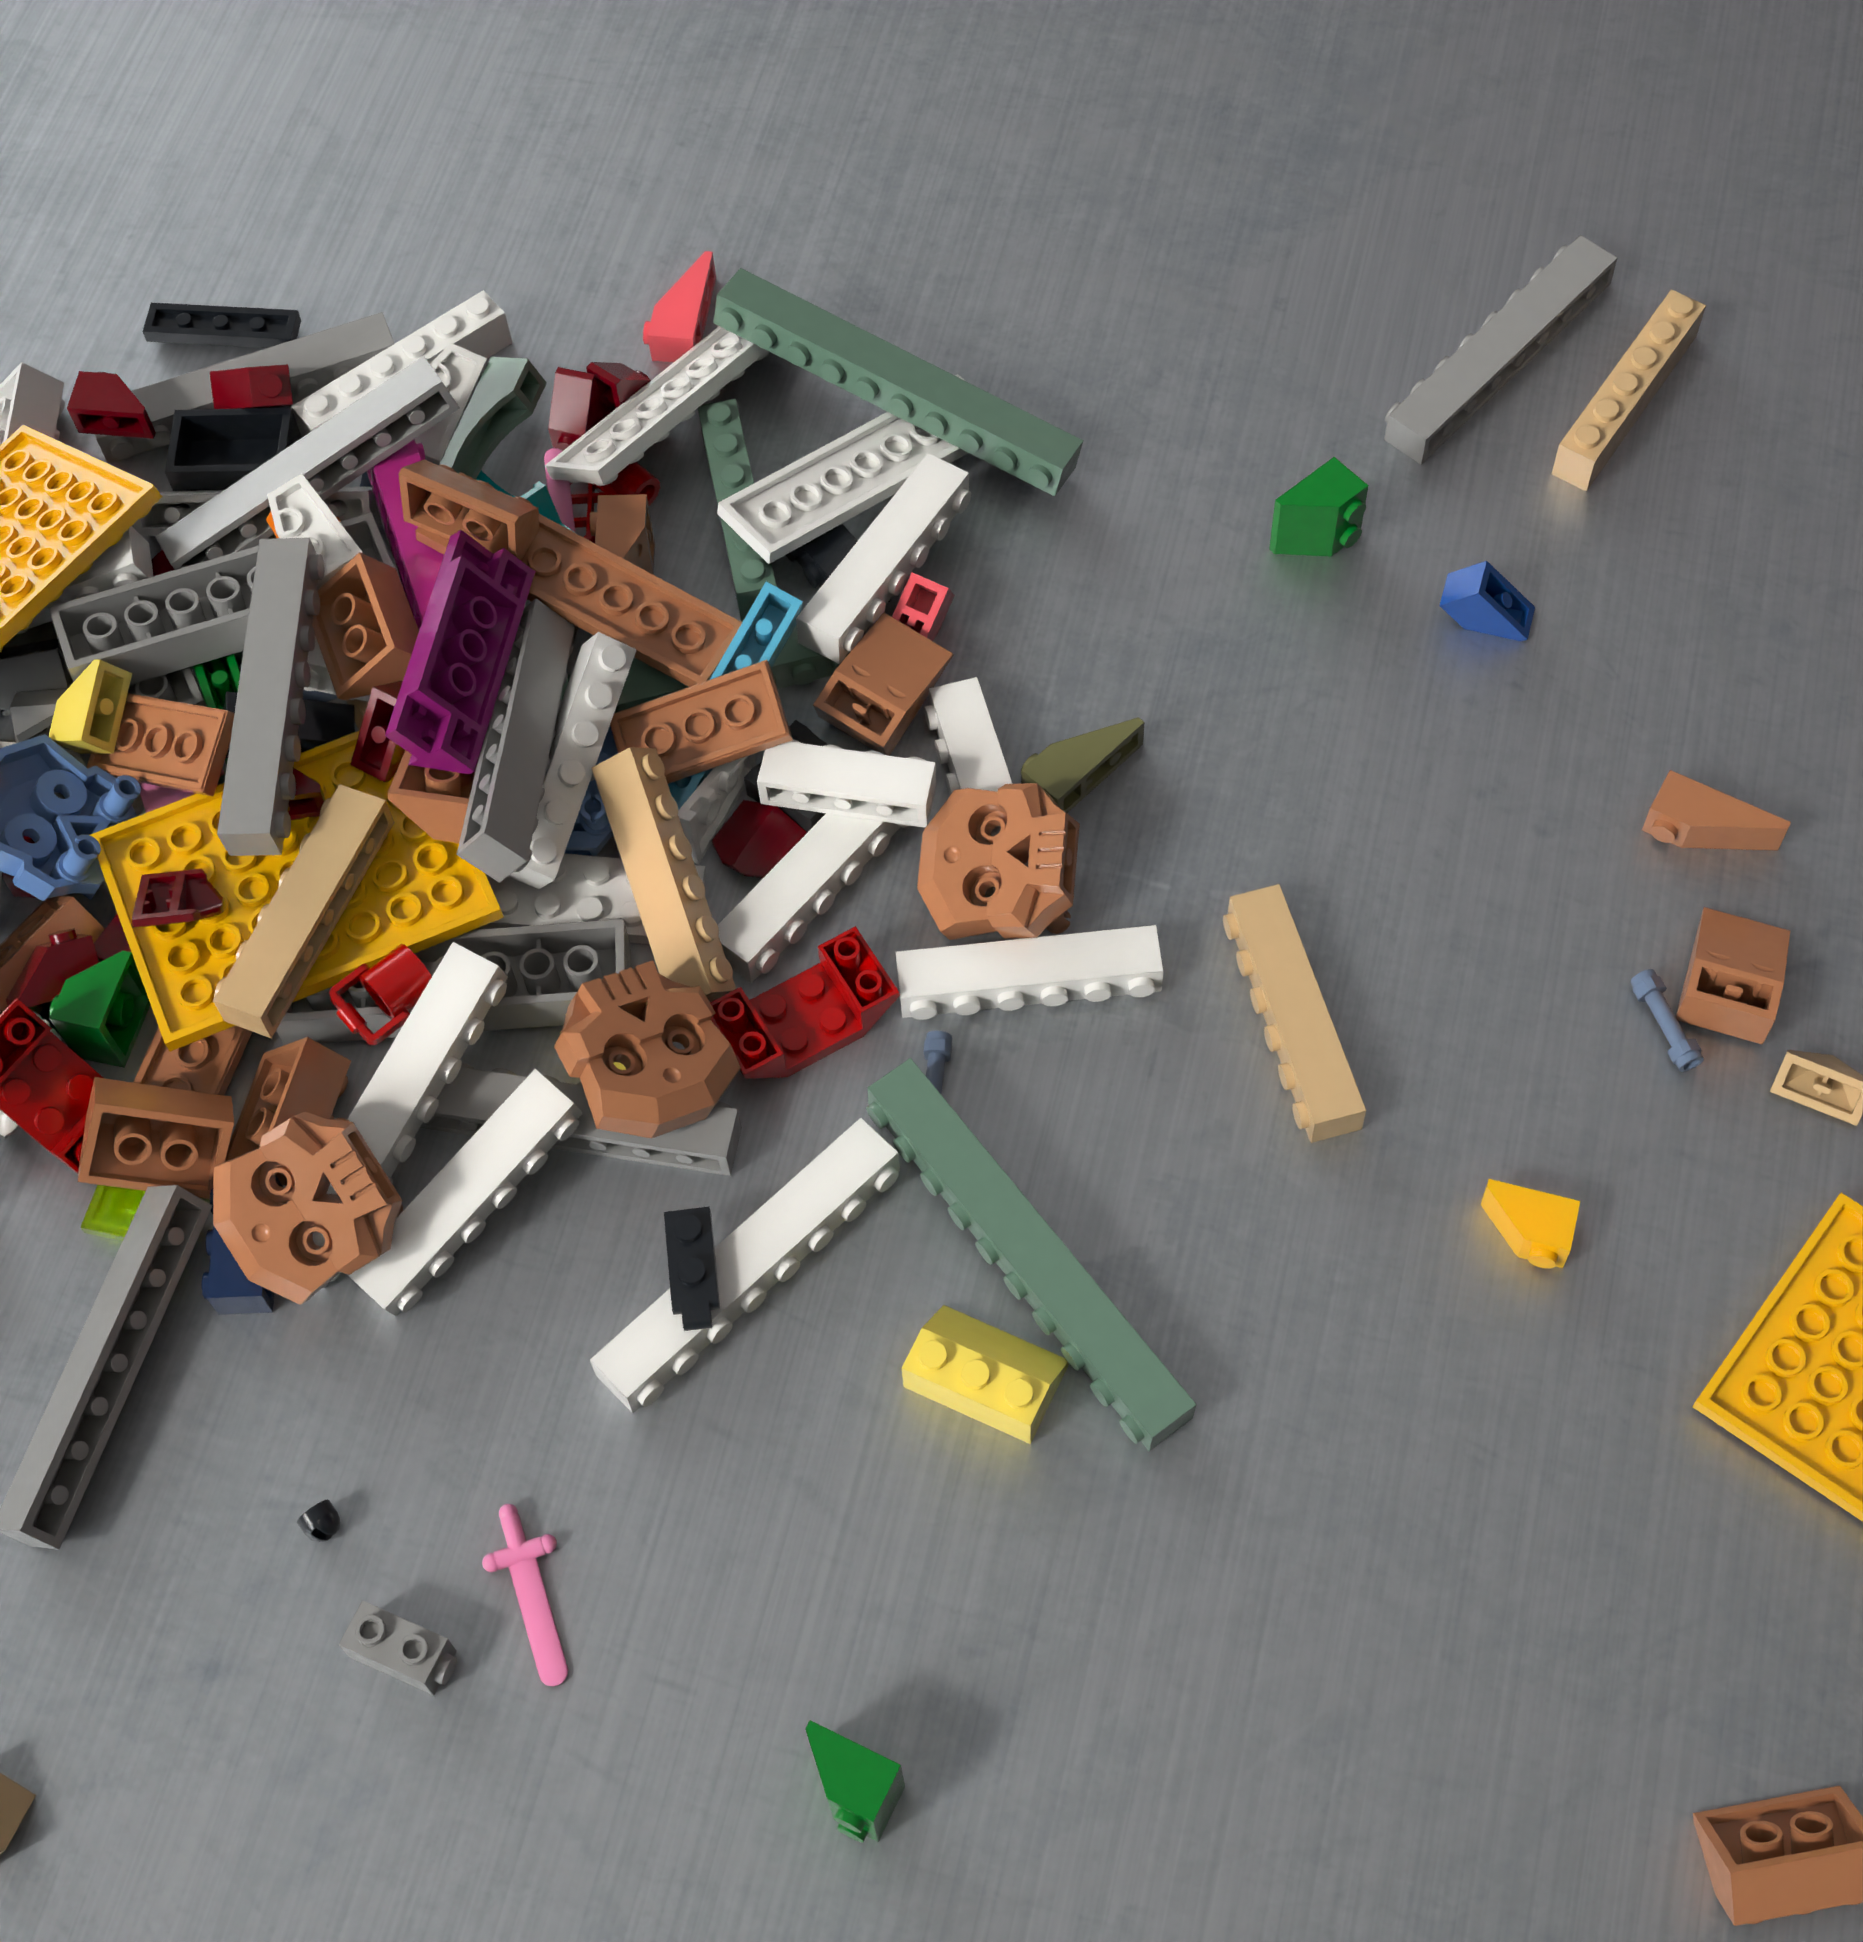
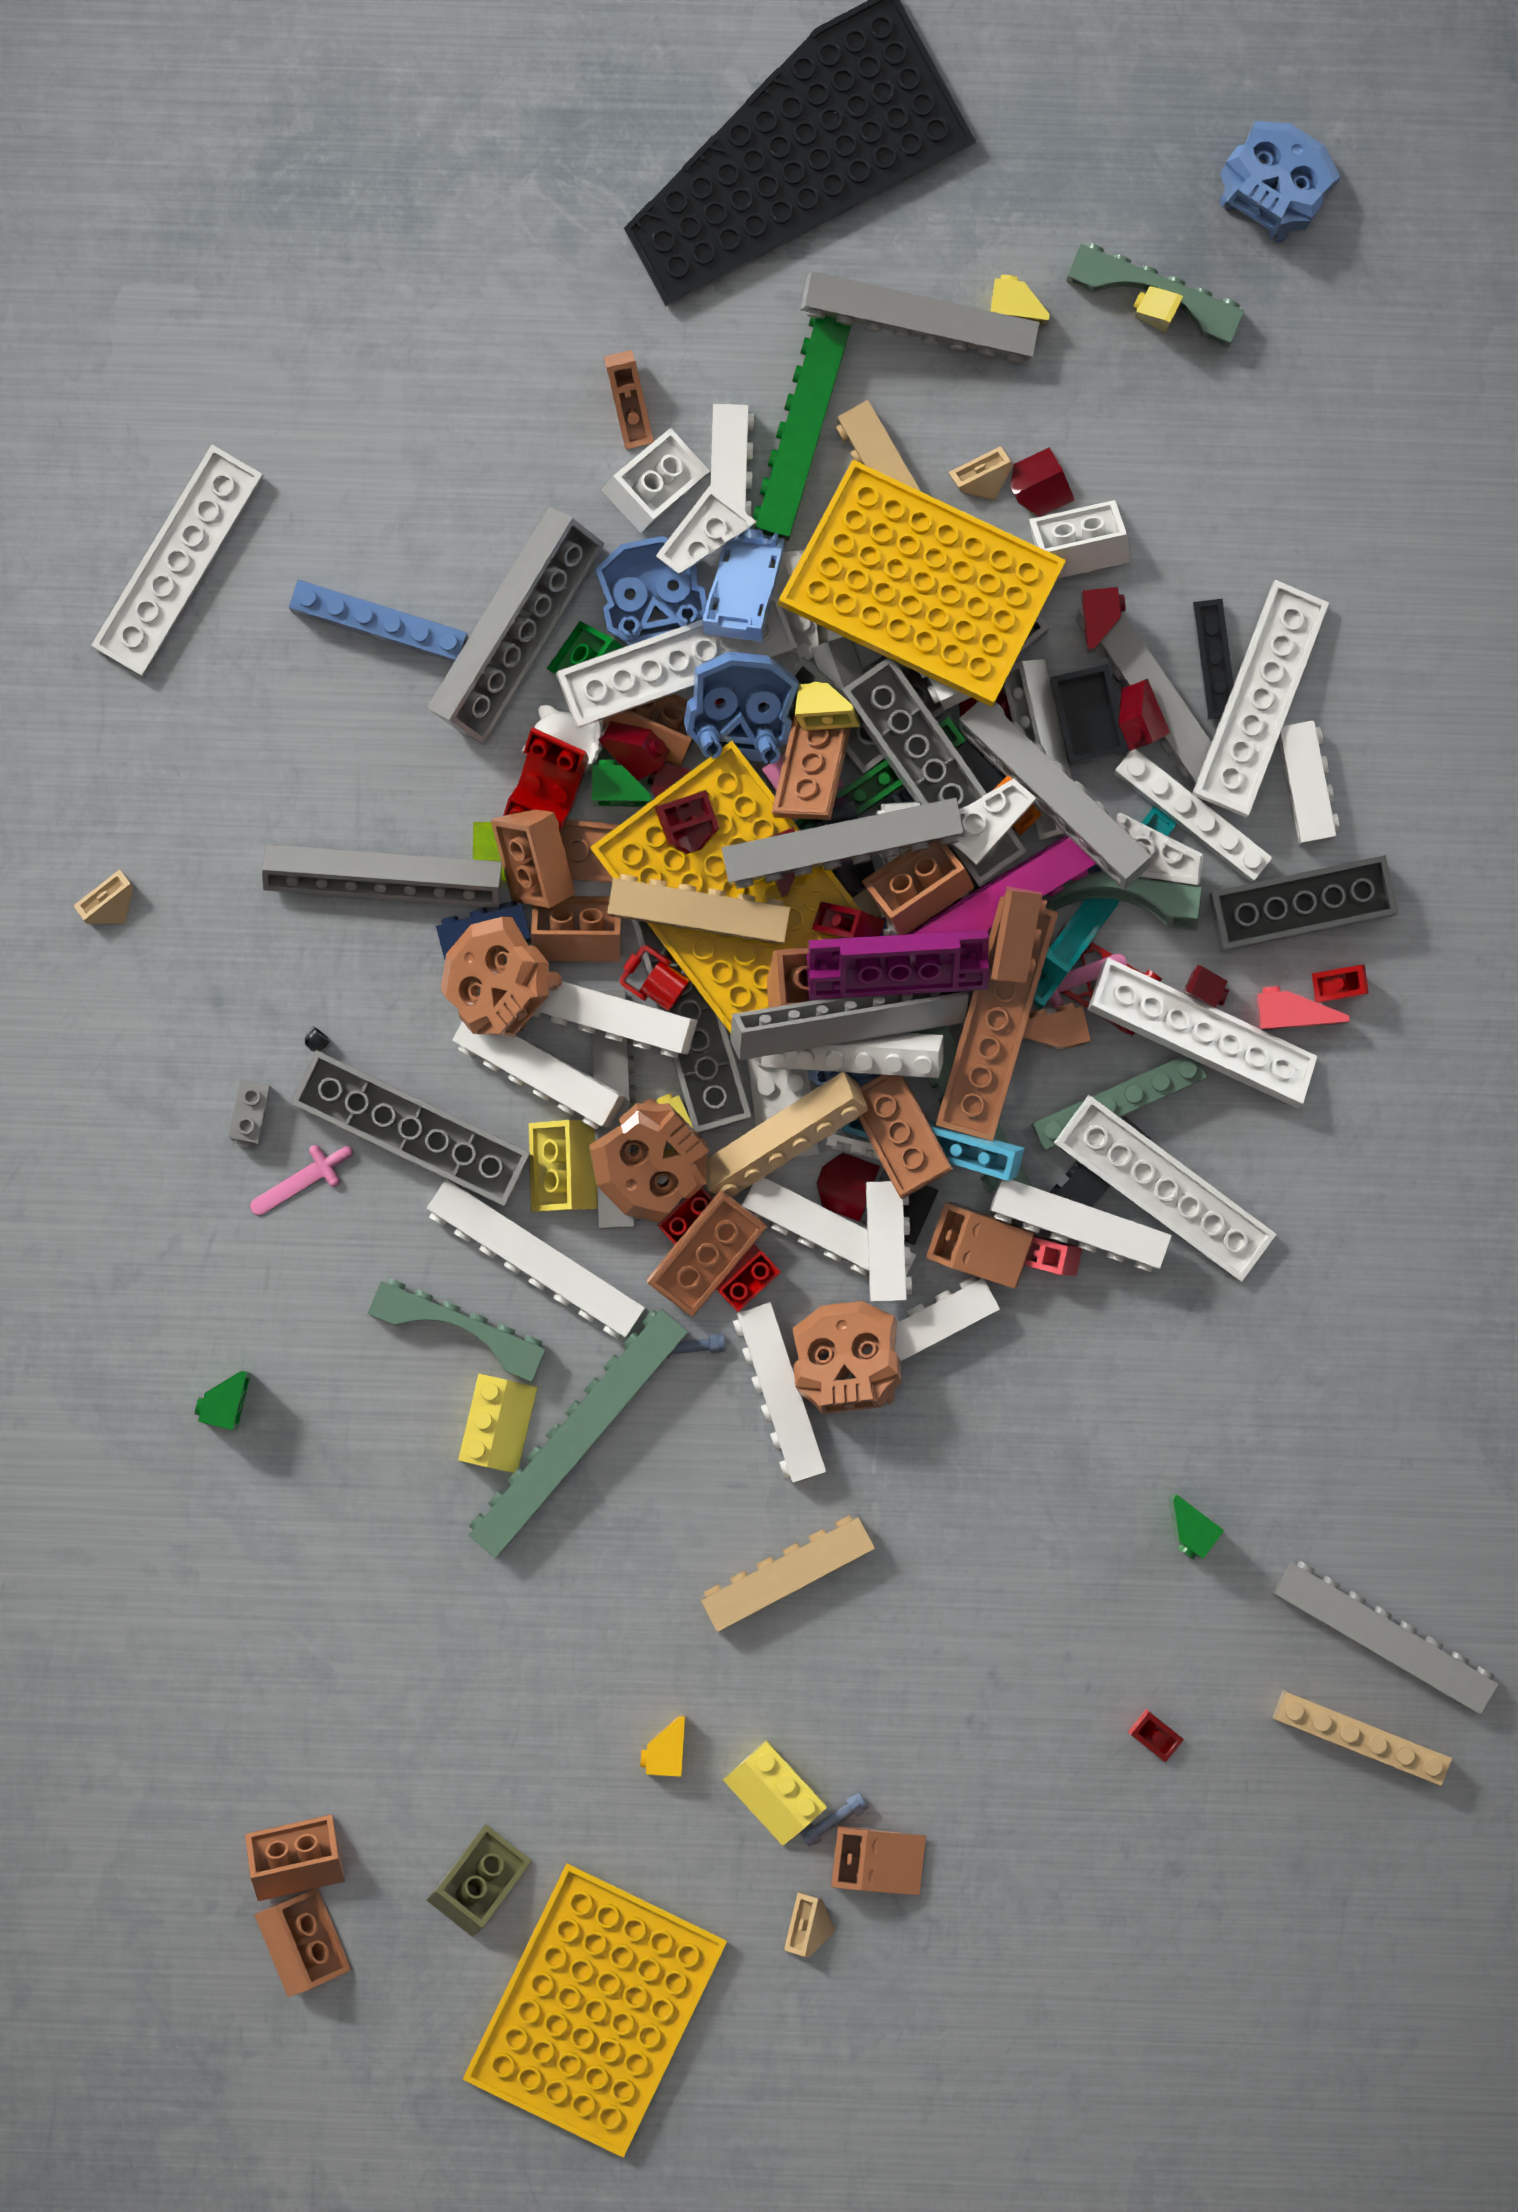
camera: 70 degrees right, 25 degrees up
(288, 276) = (1260, 698): none -> white plate
(408, 259) = (1307, 783): none -> white brick
(494, 1403) = (410, 1128): none -> light grey brick
(553, 273) = (1303, 903): none -> dark grey brick
(573, 406) = (1171, 959): slope -> none
(617, 1197) = (561, 1166): none -> light yellow slope
(663, 254) = (1340, 983): none -> red slope
(692, 1266) = (517, 1227): black hinge -> none
(803, 1018) = (706, 1253): none -> nougat tile
(883, 1324) = (399, 1307): none -> sand green arch
(897, 381) = (1239, 1194): sand green brick -> none
(1079, 764) = (944, 1388): olive slope -> none
(1487, 602) = (1144, 1658): blue slope -> none
(1587, 610) = (1155, 1735): none -> red slope
(1617, 1086) = (775, 1793): none -> light yellow slope
(1641, 1836) = (294, 1857): none -> nougat slope
(1709, 819) = (995, 1823): nougat slope -> none
(1713, 1543) = (479, 1880): none -> olive slope

